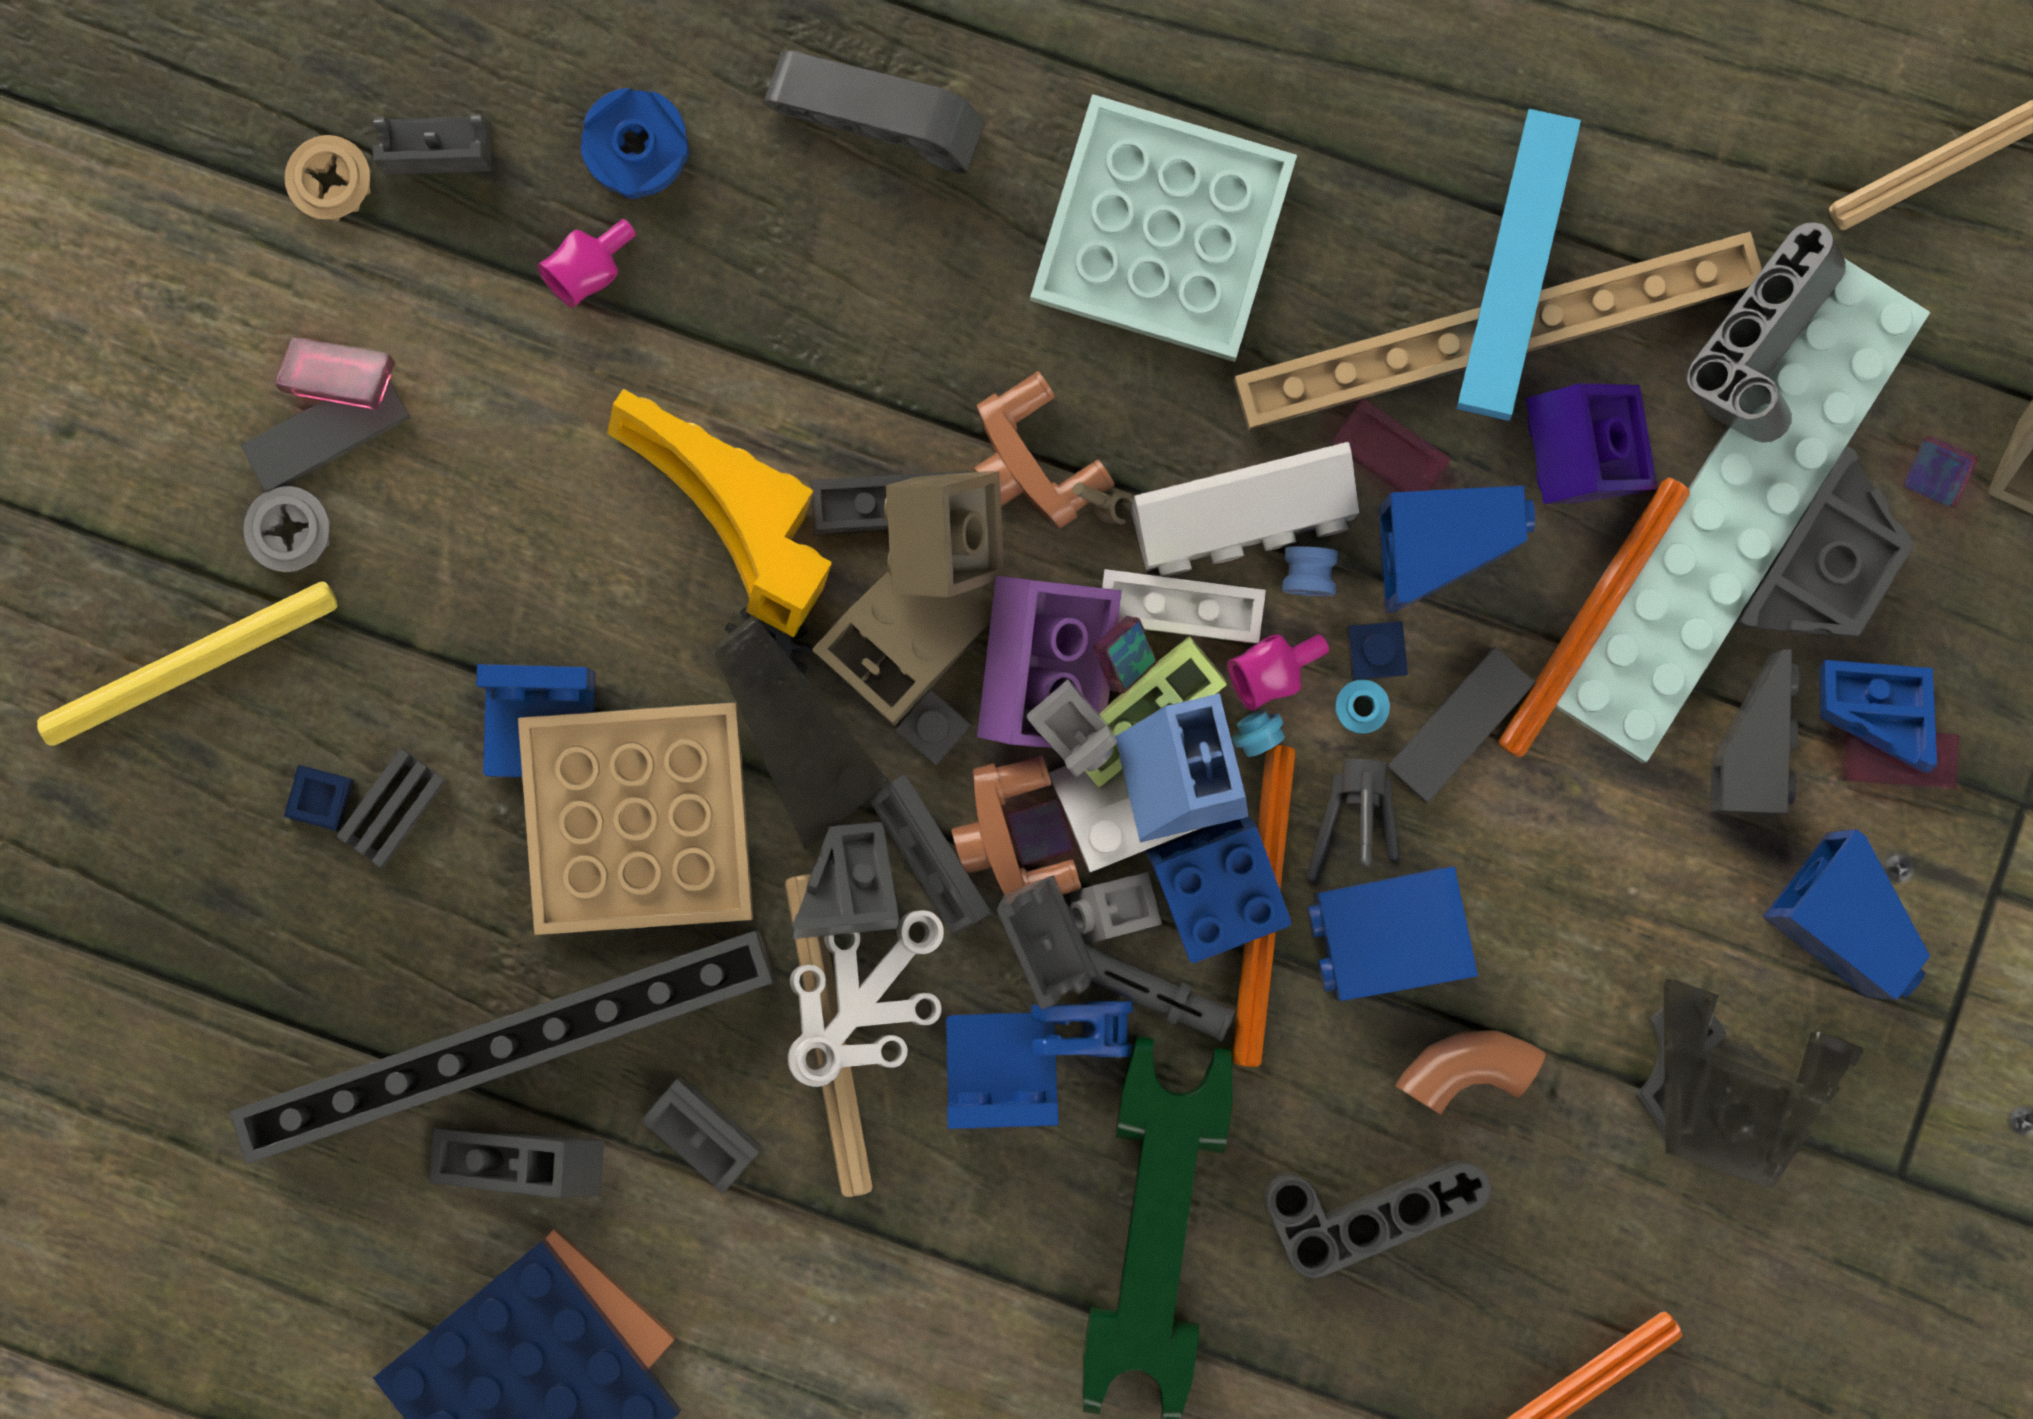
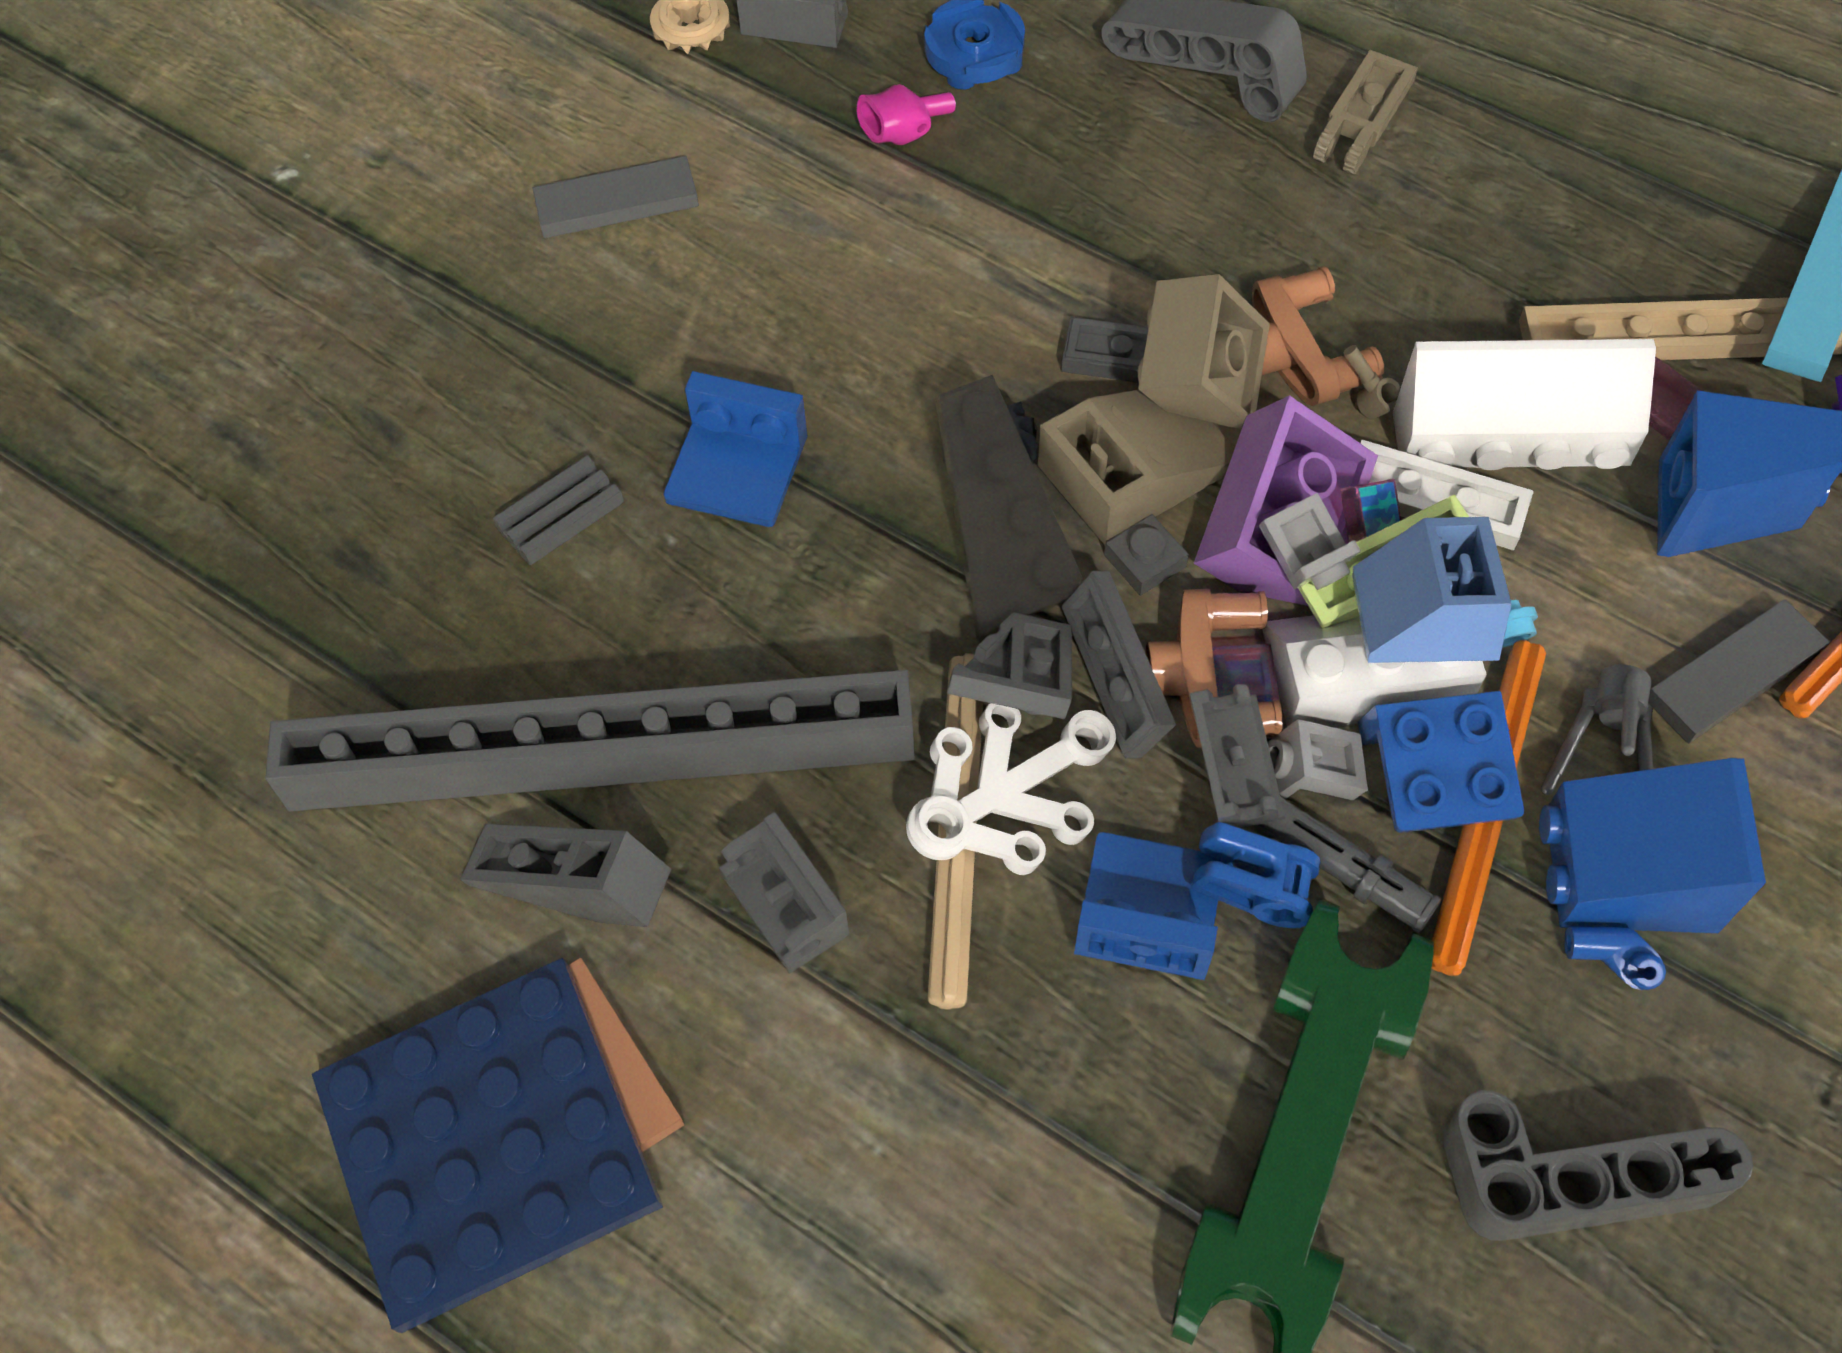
camera: 15 degrees right, 25 degrees down
(186, 663) = (406, 347): light yellow axle -> none
(267, 514) = (534, 249): light grey gear -> none
(318, 798) = (488, 486): dark blue tile -> none
(335, 373) = (641, 147): clear pink tile -> none
(635, 818) = (806, 561): tan plate -> none
(745, 502) = (1004, 313): yellow arch -> none
(1051, 141) = (1366, 107): none -> dark tan hinge
(1163, 228) = (1466, 188): light aqua plate -> none
(1272, 669) = (1535, 568): dark pink piece -> none
(1310, 571) = (1583, 487): medium blue wheel -> none
(1347, 715) = (1619, 640): medium azure plate -> none
(1377, 651) = (1647, 582): dark blue plate -> none
(1385, 1015) = (1620, 950): none -> blue arm
(1471, 1060) = (1725, 1018): nougat cylinder -> none

